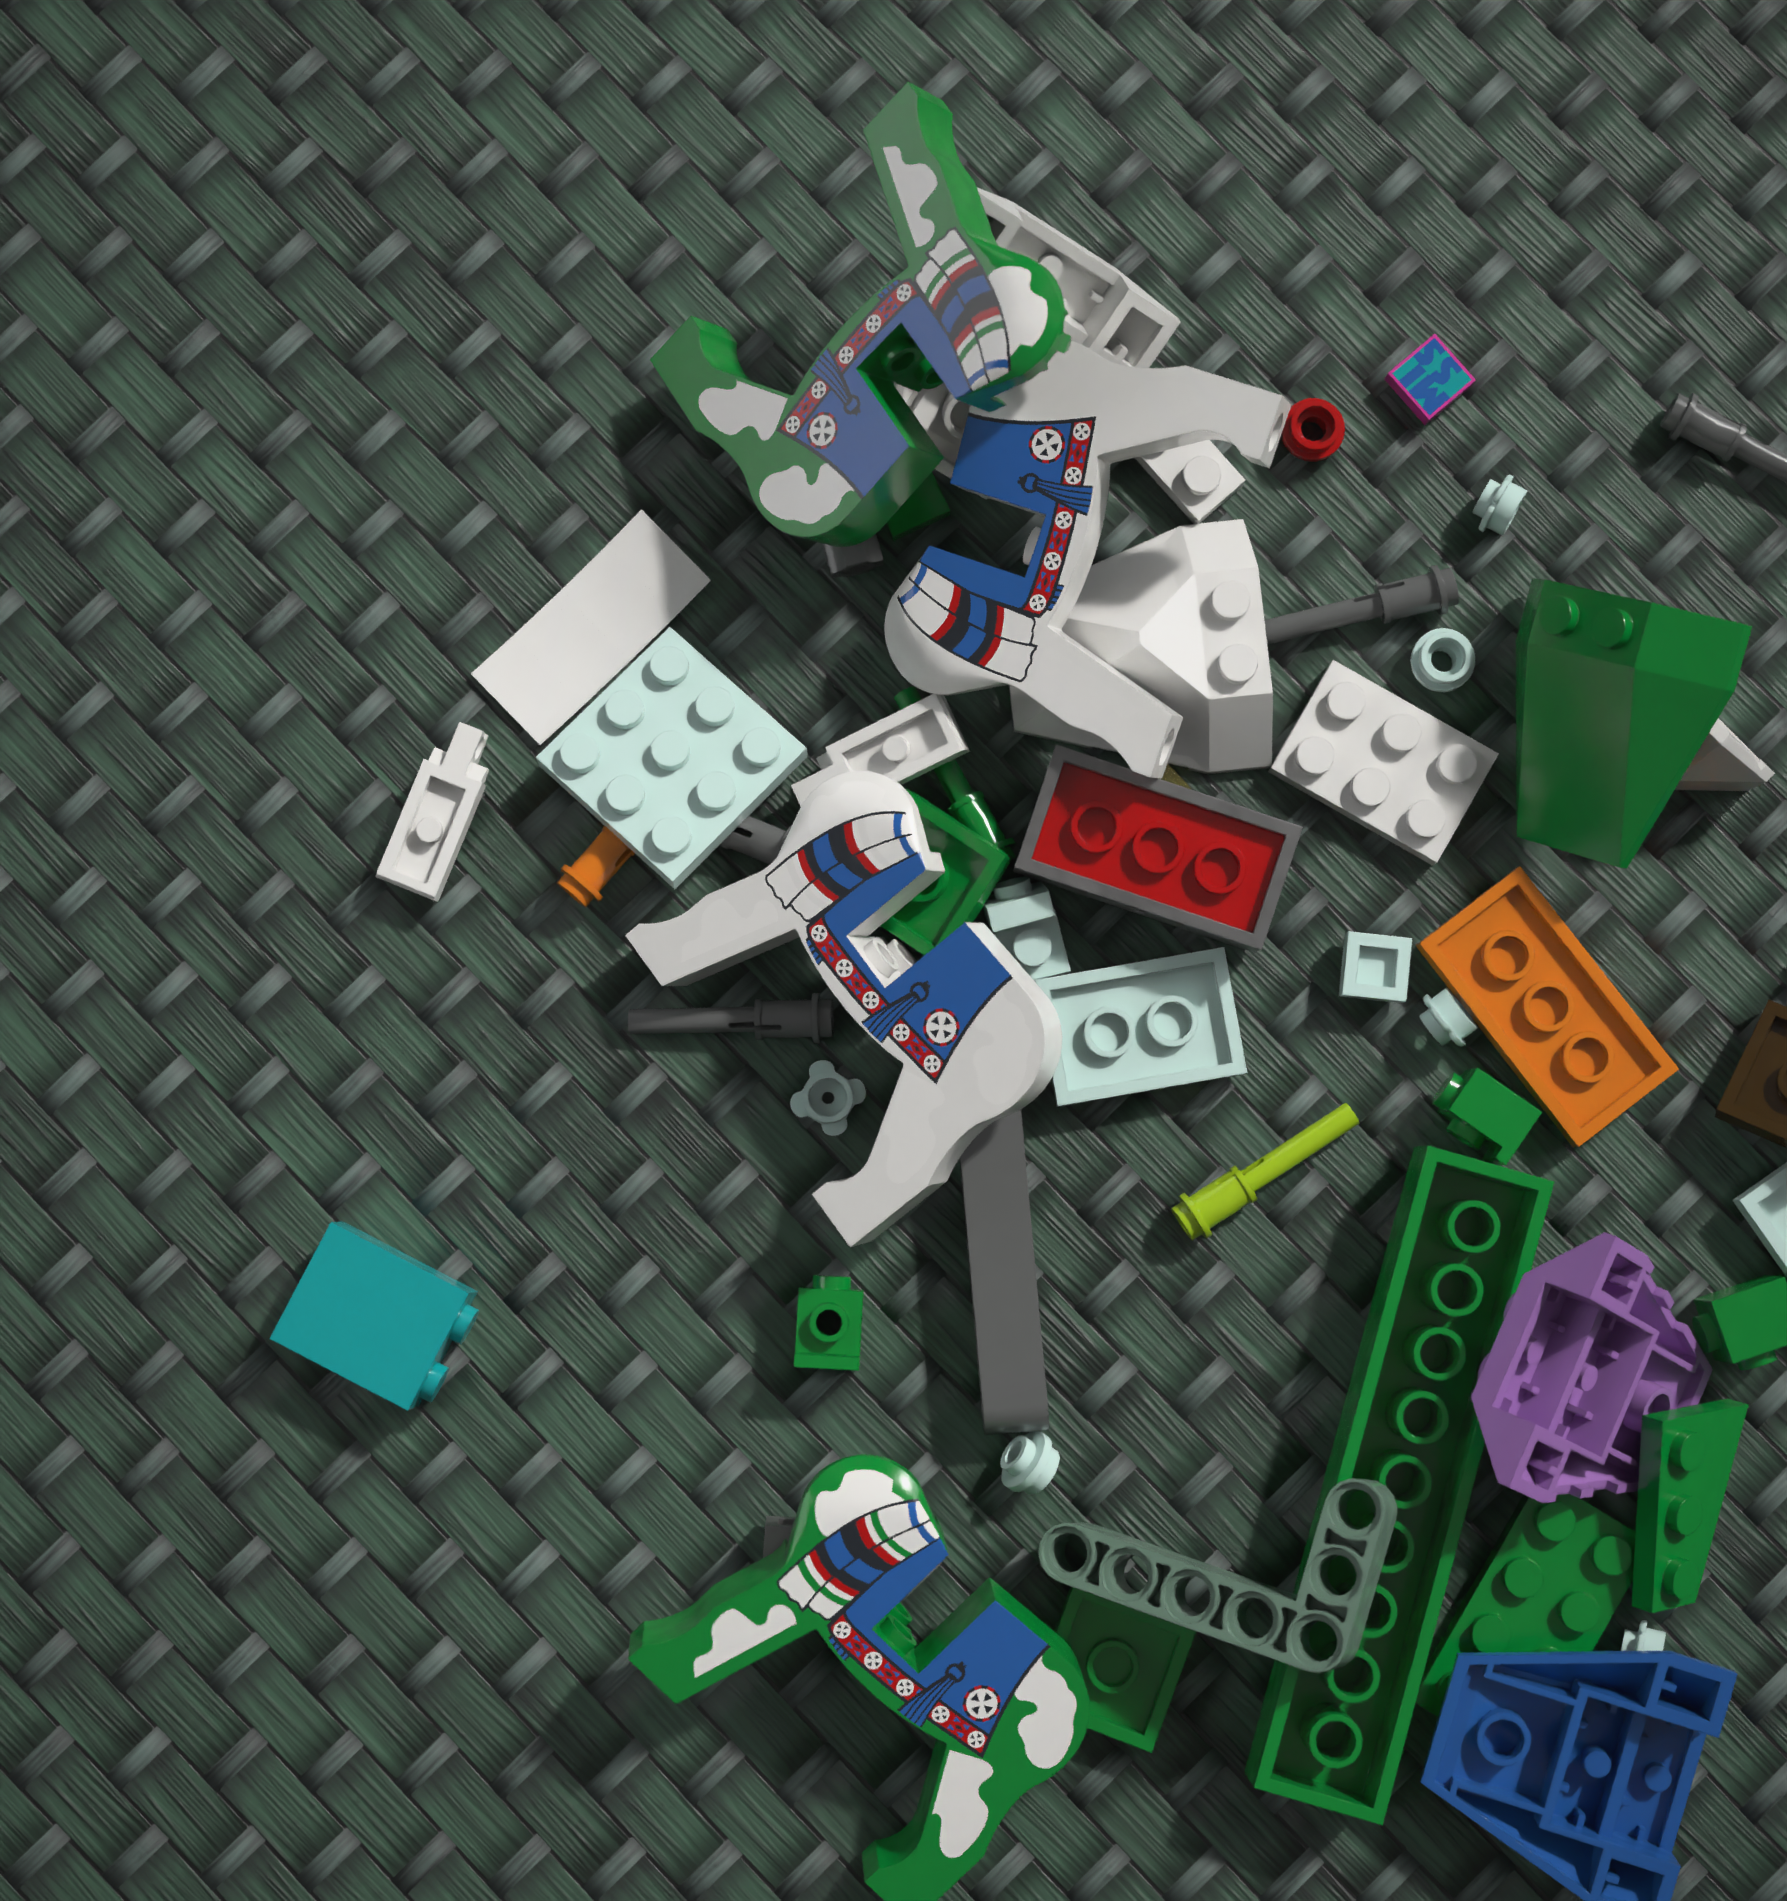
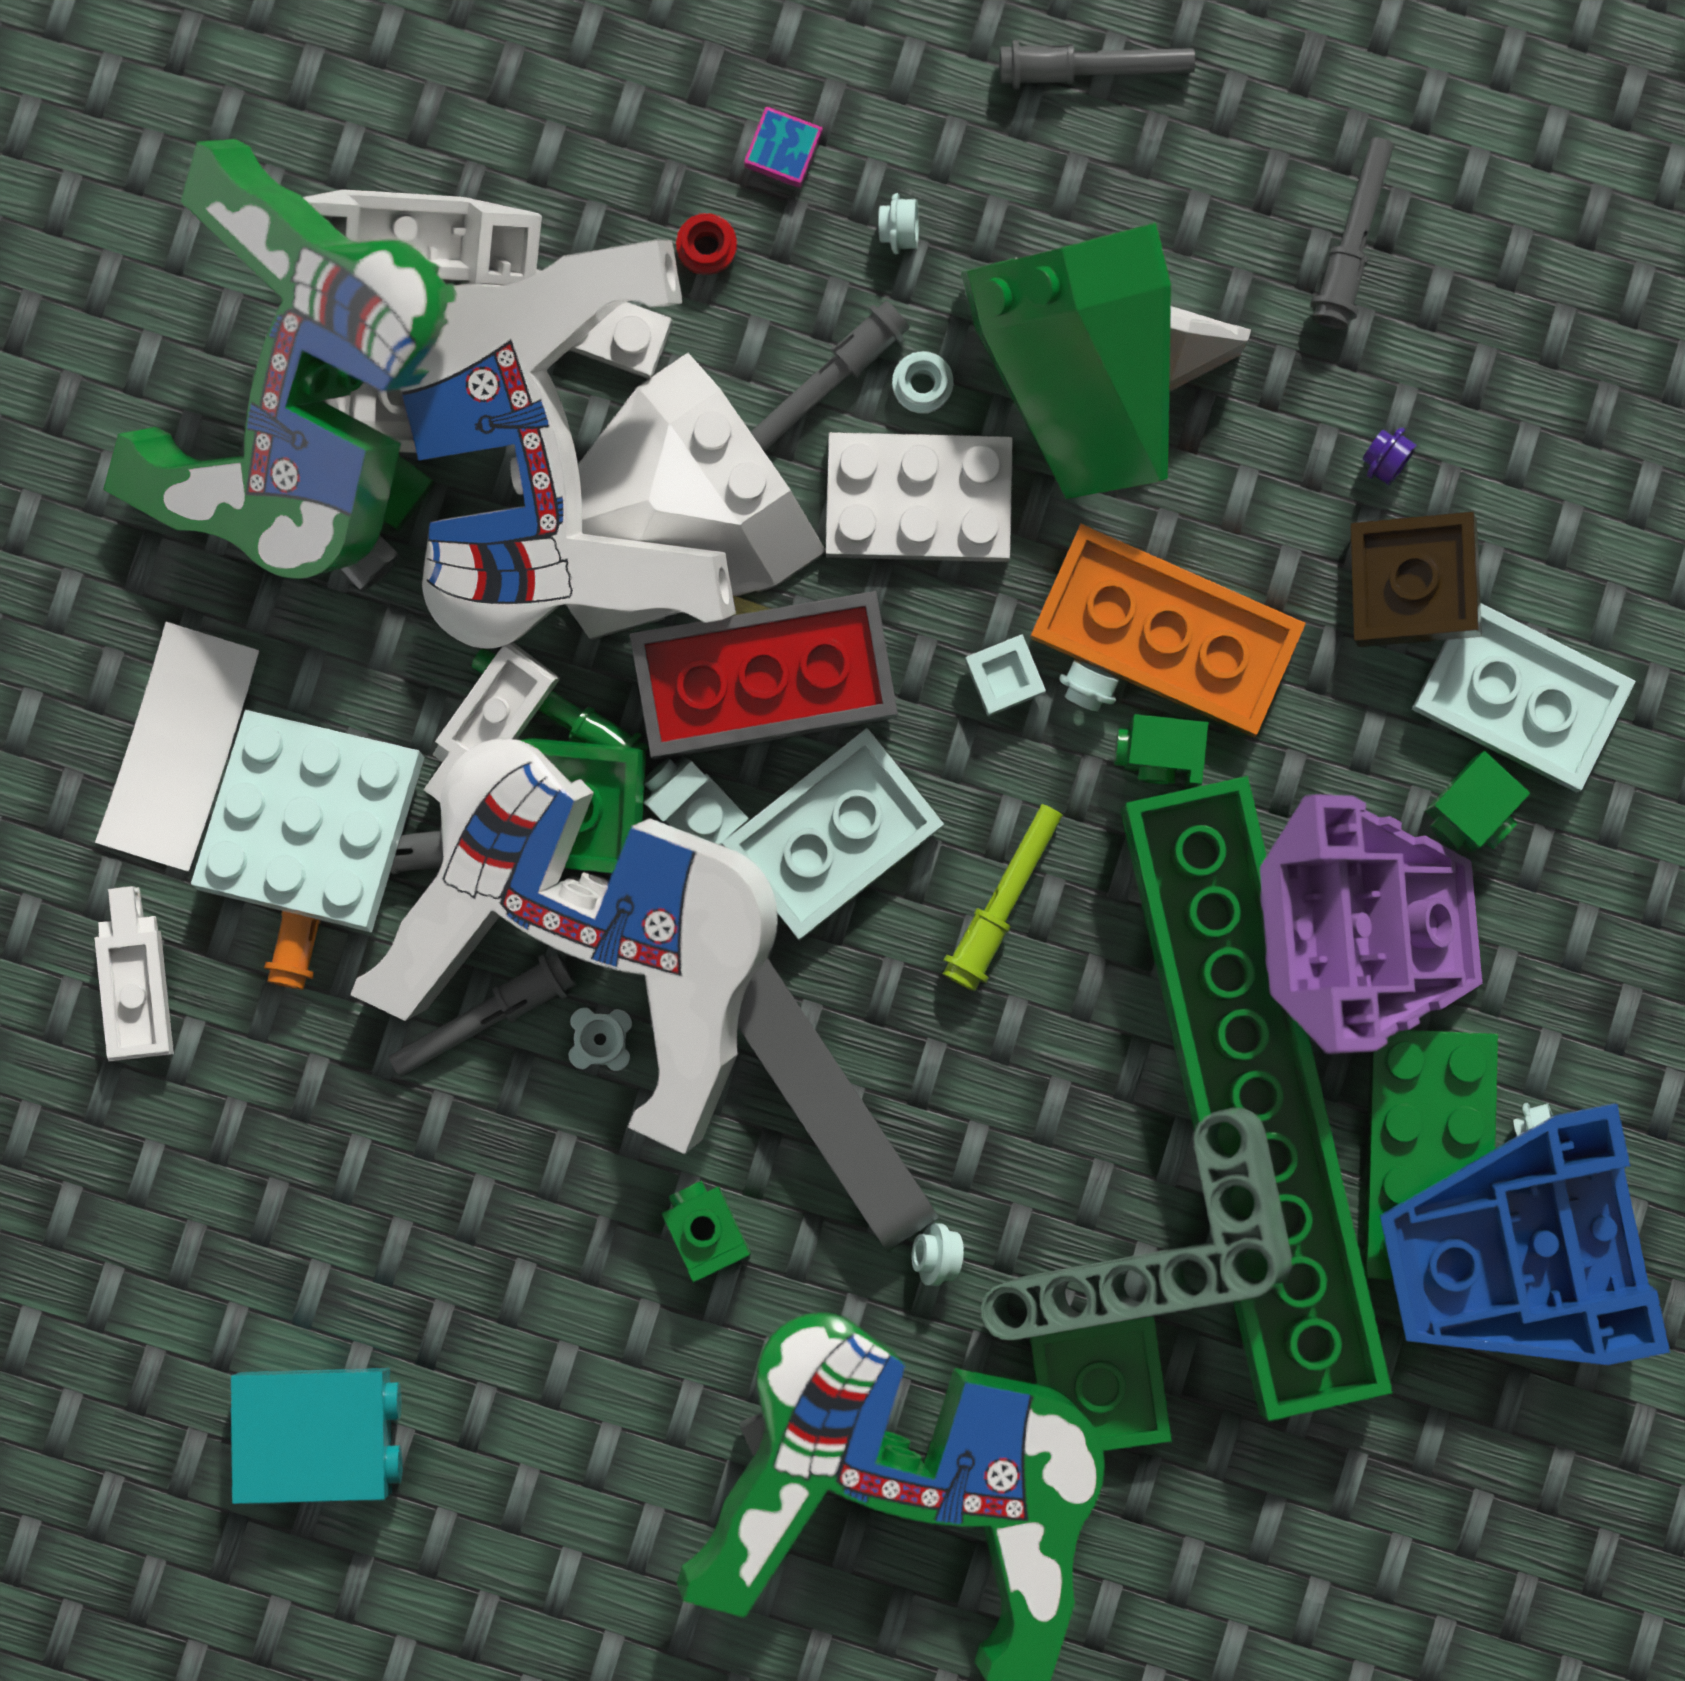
camera: 30 degrees left, 0 degrees up
(1680, 1496) = (1498, 983): green wing -> none

